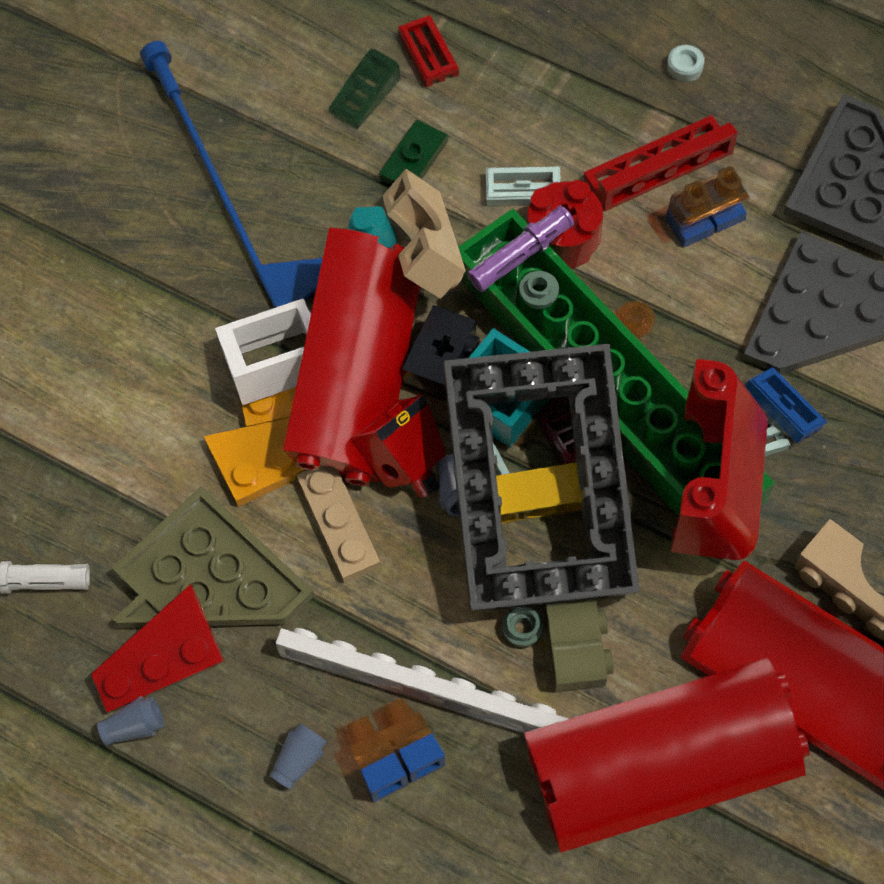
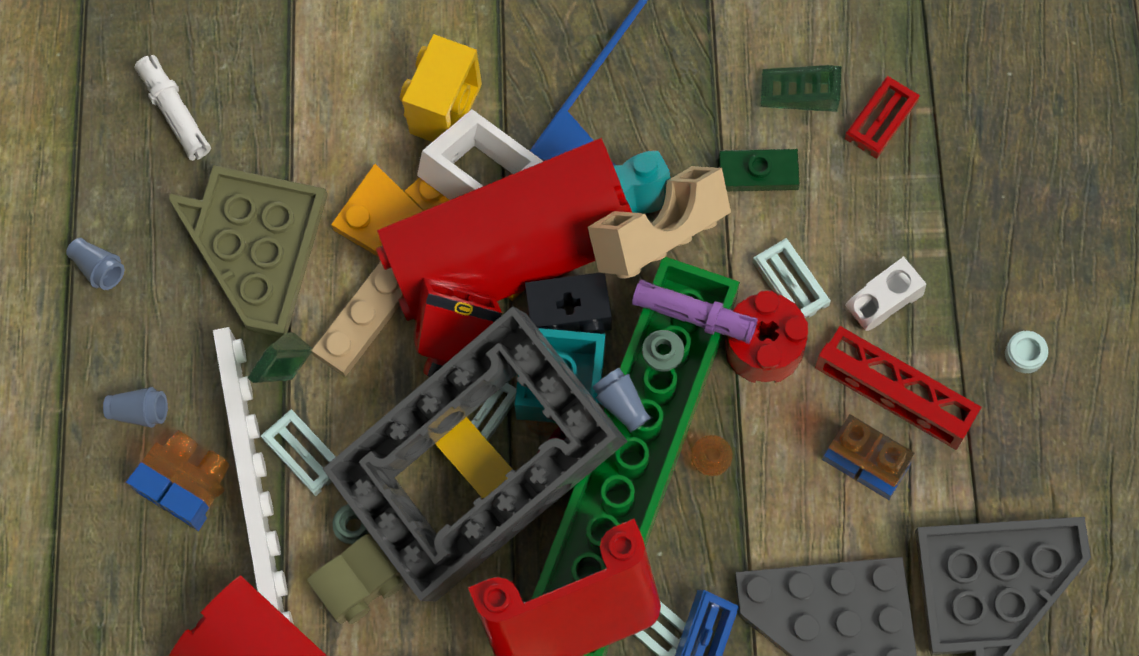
camera: 60 degrees right, 5 degrees up
(160, 654) = (162, 249): red wing -> none
(182, 341) = (441, 87): none -> yellow brick
(336, 602) = (281, 360): none -> clear green slope
(431, 650) = (280, 427): none -> light aqua tile
(561, 336) = (621, 399): none -> sand blue cone
(581, 124) = (886, 294): none -> white leg

